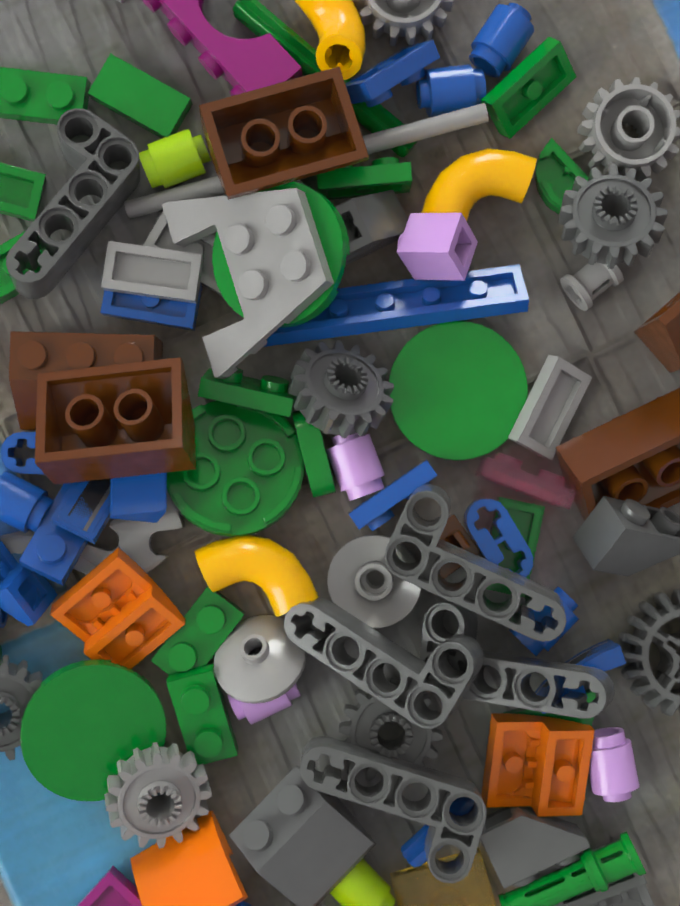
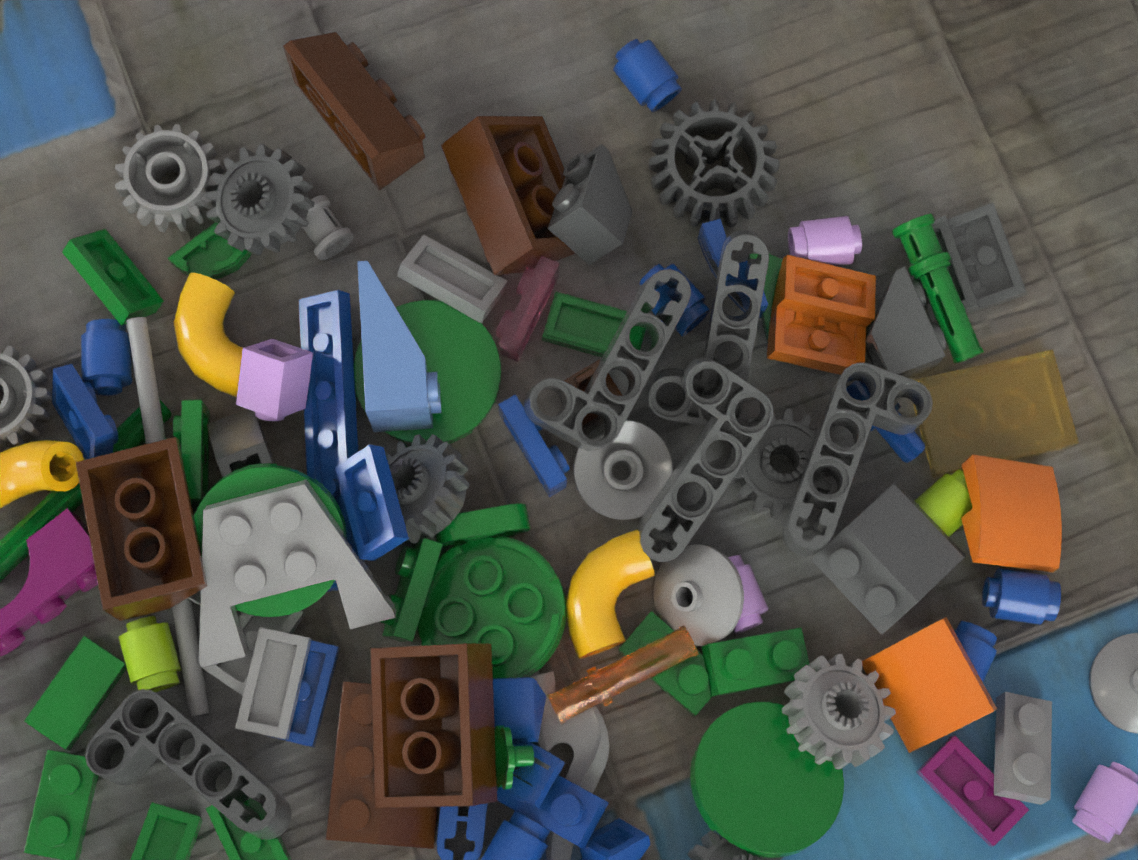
camera: 90 degrees left, 10 degrees down
(91, 493) = (509, 756): none -> green plant
(118, 612) = (640, 747): orange slope -> none
(178, 592) = (622, 674): none -> clear orange pin
(319, 347) = (371, 503): none -> blue plate
(356, 465) = (499, 481): lavender brick -> none
(447, 357) = (395, 371): none -> medium blue slope
(501, 39) = (58, 301): blue brick -> none
(507, 532) = (577, 329): blue beam -> none

